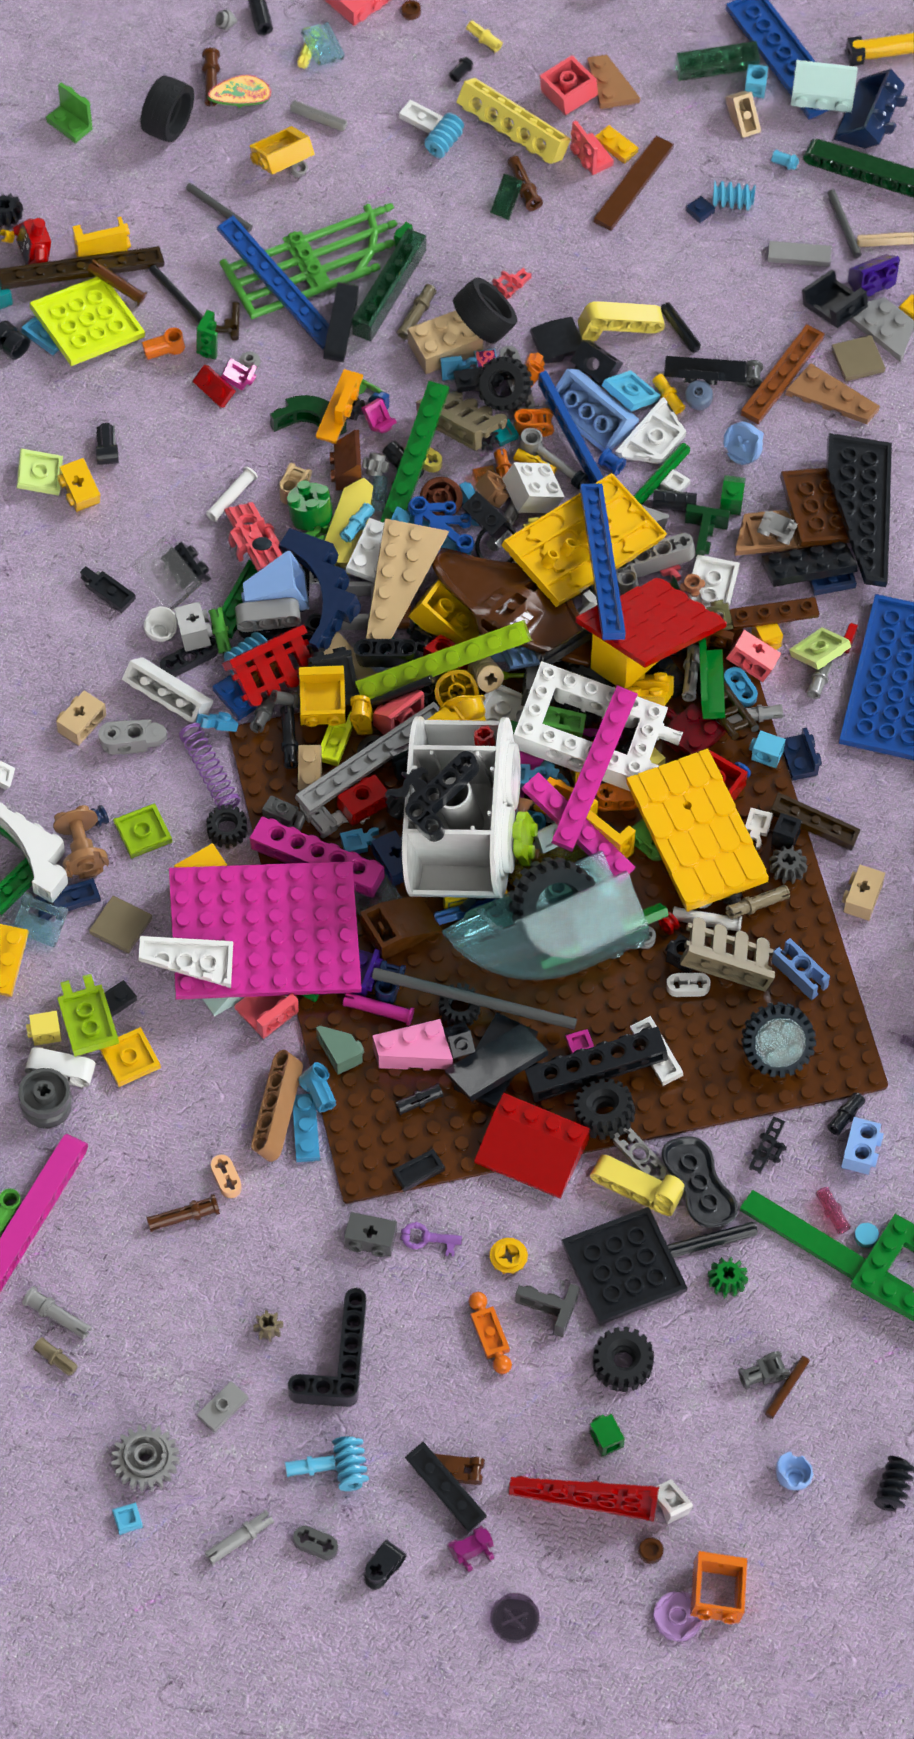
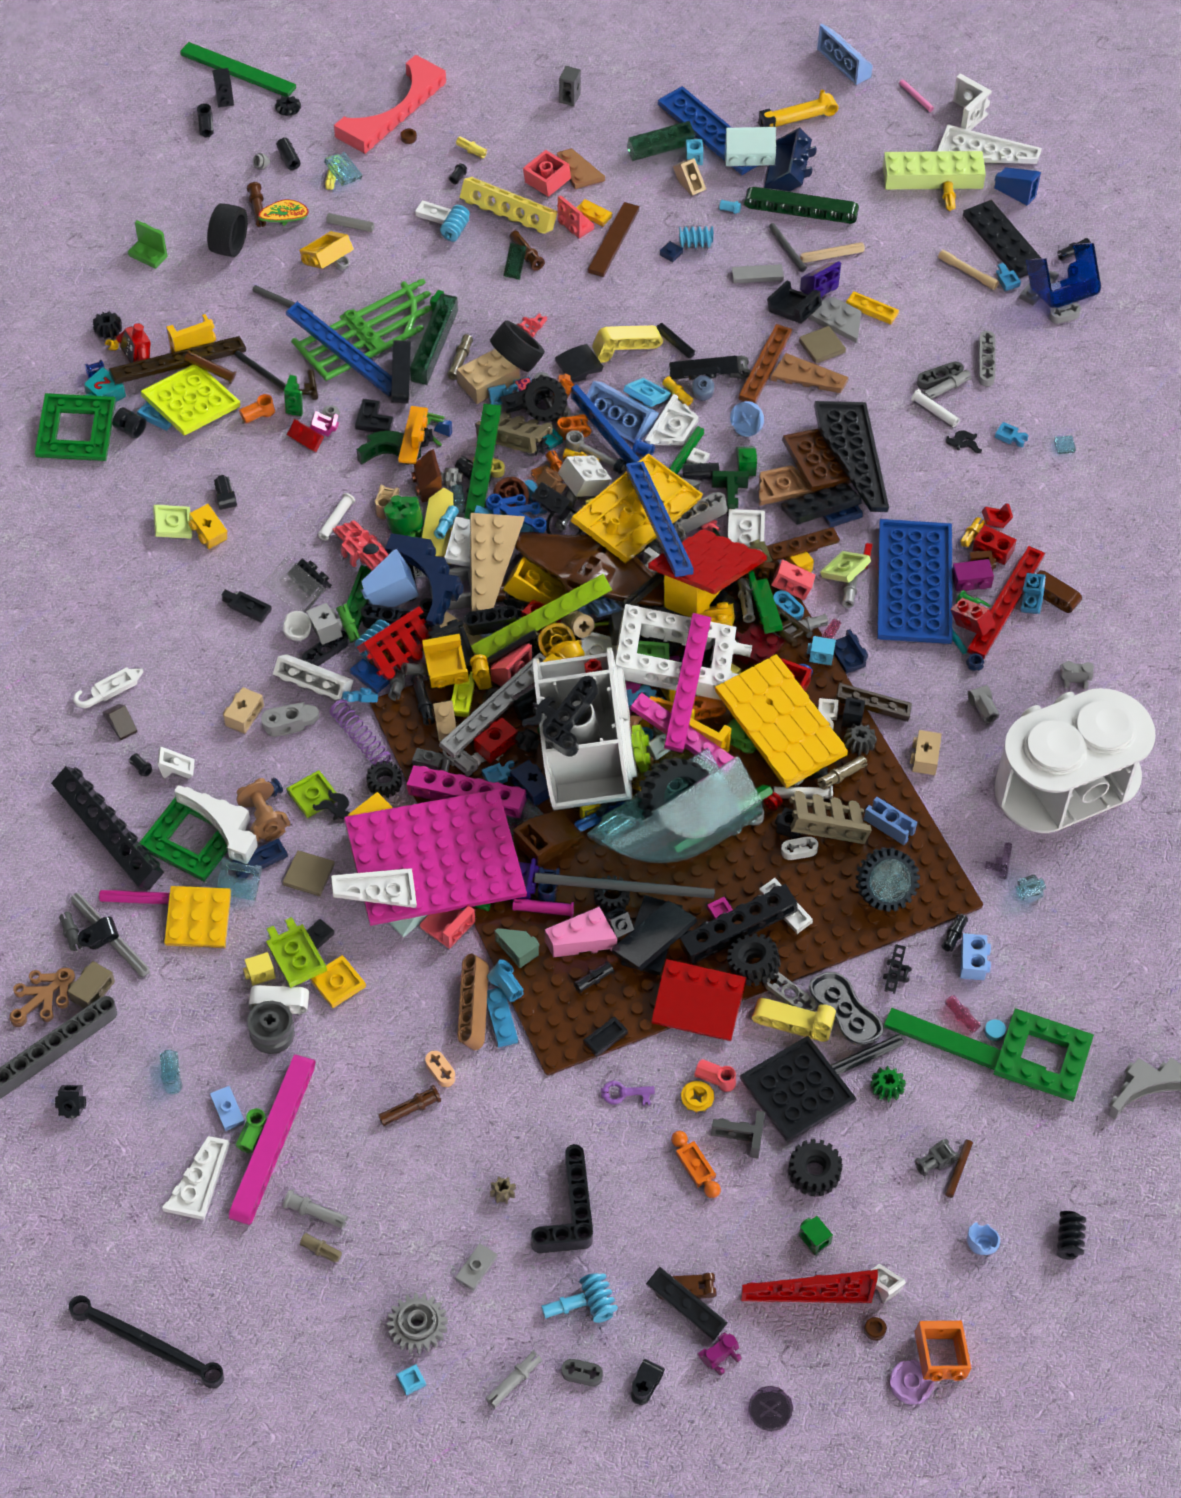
camera: 10 degrees left, 5 degrees down
(174, 848) = (342, 802): none -> black piece
(267, 614) = (386, 604): light grey beam -> none
(293, 375) = (370, 420): none -> black plate
(378, 416) = (445, 440): dark pink bracket -> none
(382, 1232) = (568, 1090): dark grey brick -> none
(533, 1233) = (714, 1074): none -> coral piece
(584, 360) = (607, 367): black brick -> none
(692, 579) = (731, 531): nougat plate -> none
(777, 525) = (790, 477): light grey piece -> none
(786, 724) = (832, 629): none -> clear pink axle

